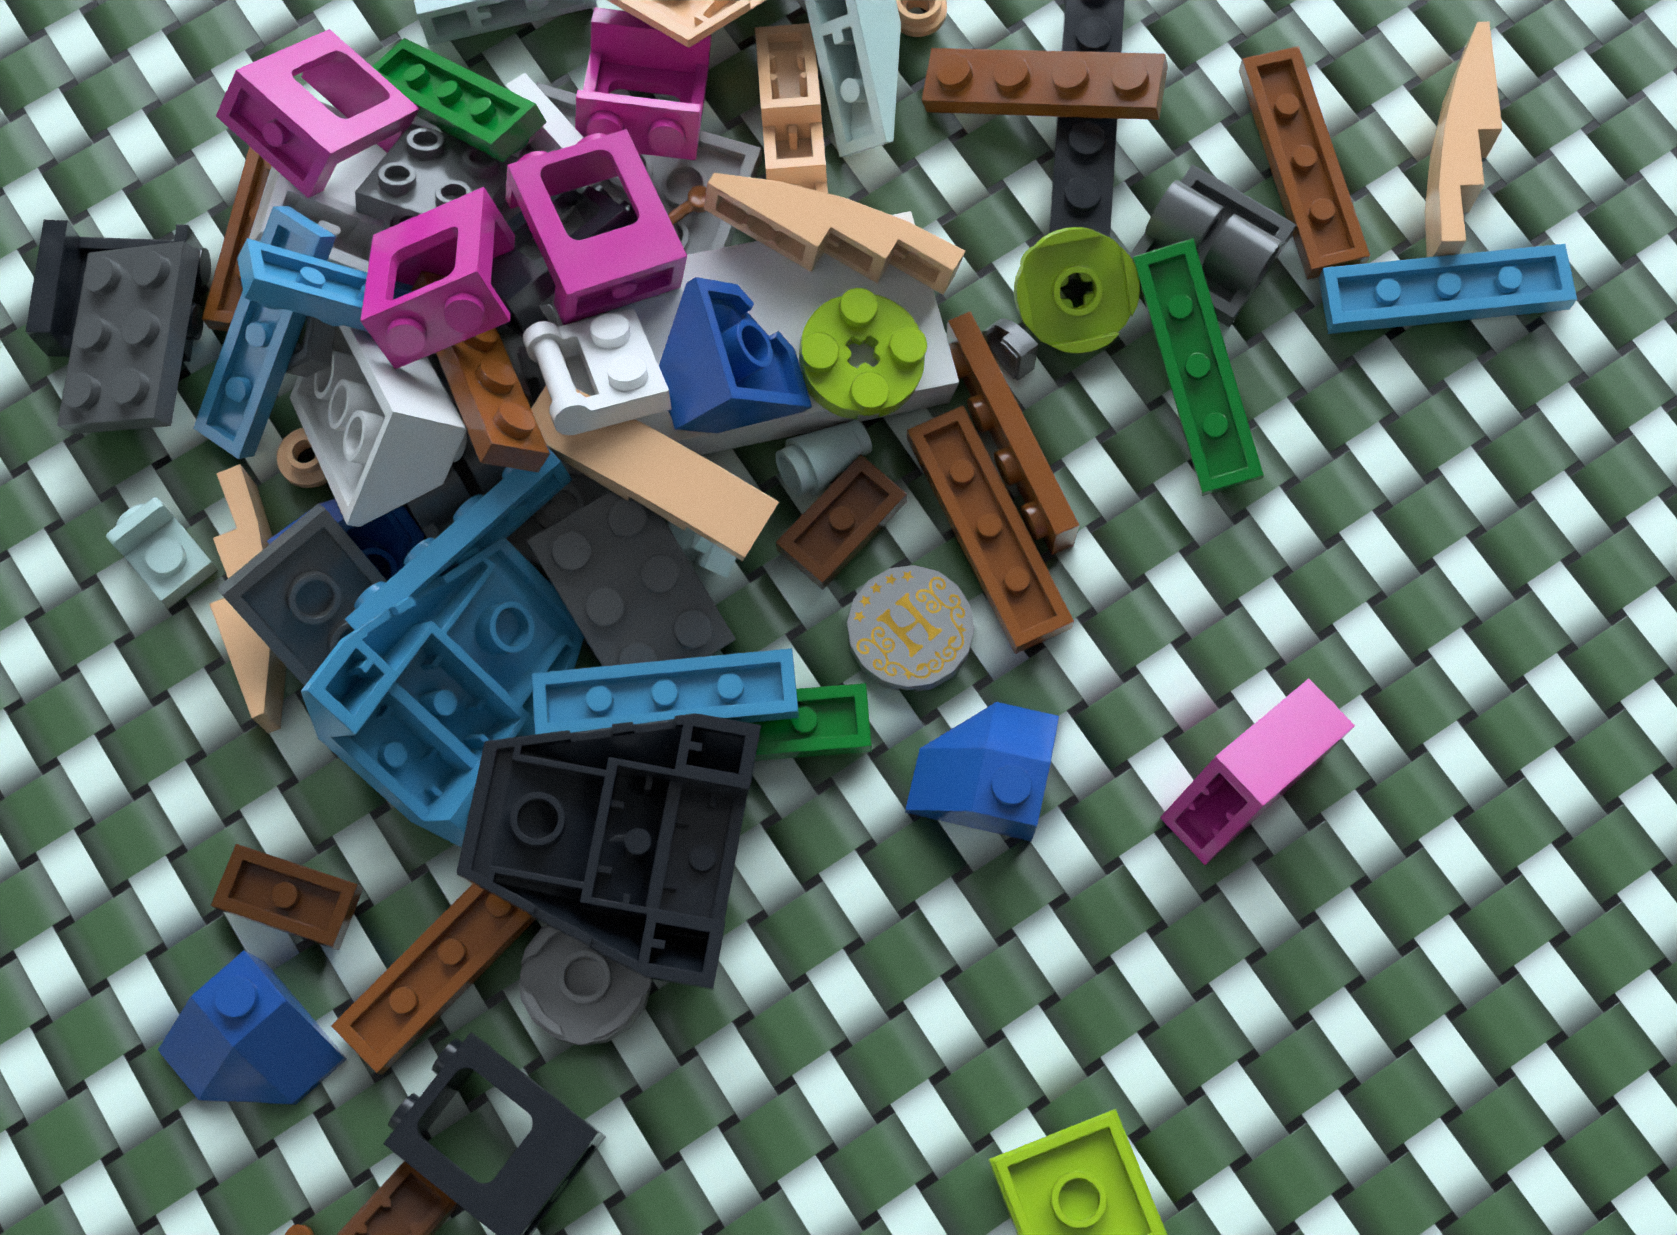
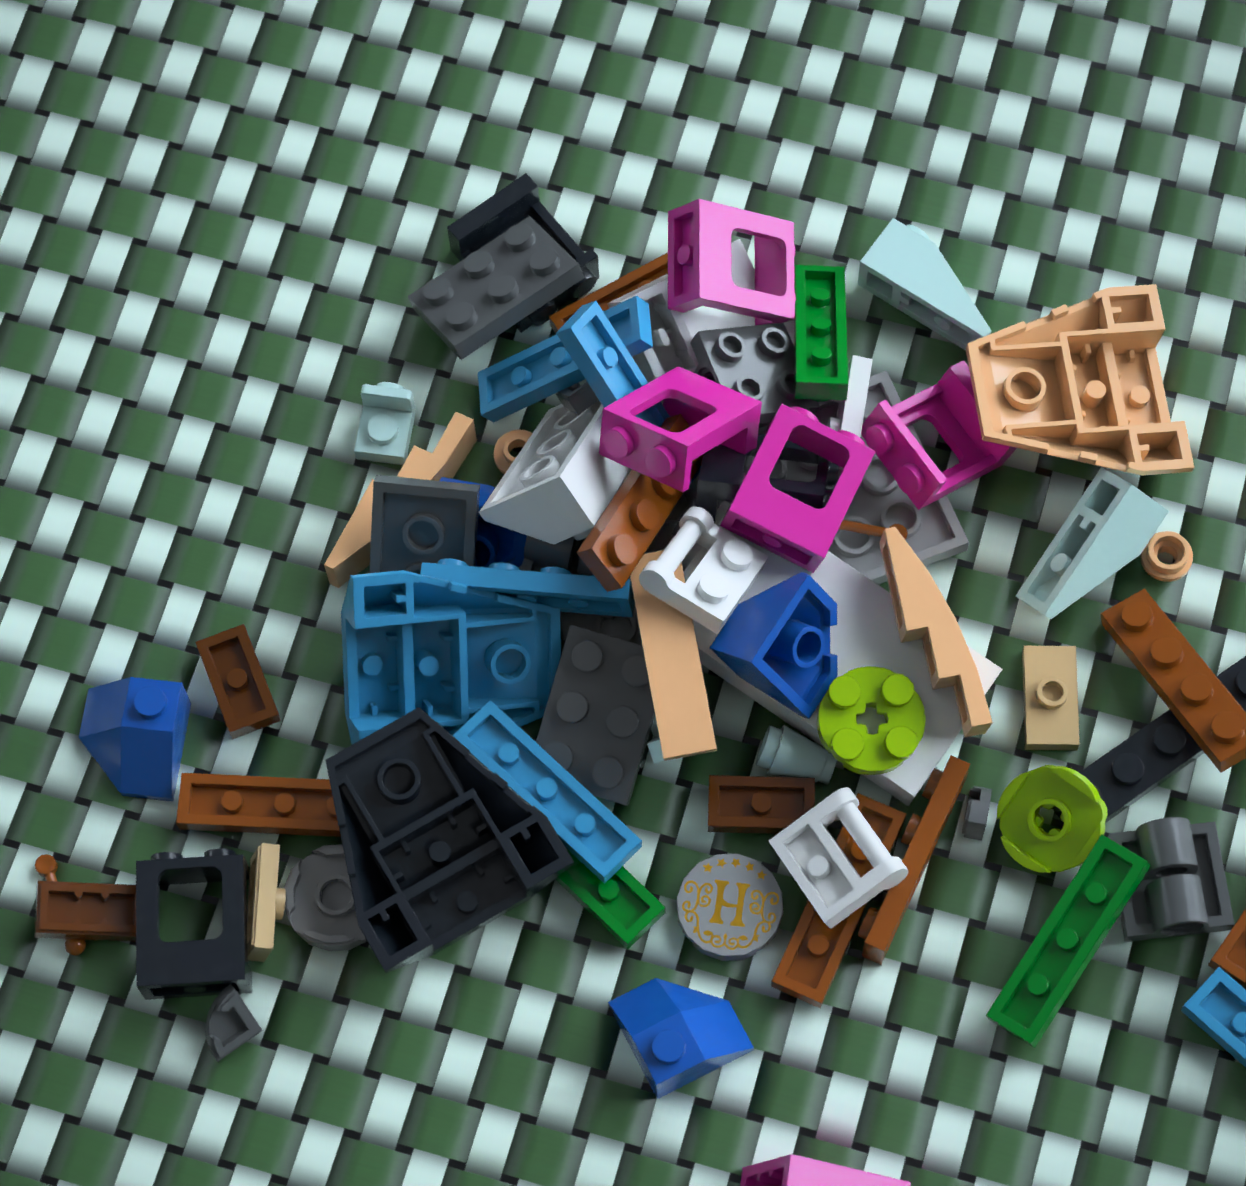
camera: 50 degrees right, 5 degrees down
(531, 1048) = (264, 902): none -> tan plate
(622, 1184) = (229, 1023): none -> dark grey tile
(791, 106) = (1007, 546): light nougat slope -> none
(957, 512) = (822, 866): none -> white plate
(958, 204) = (1050, 698): none -> tan plate

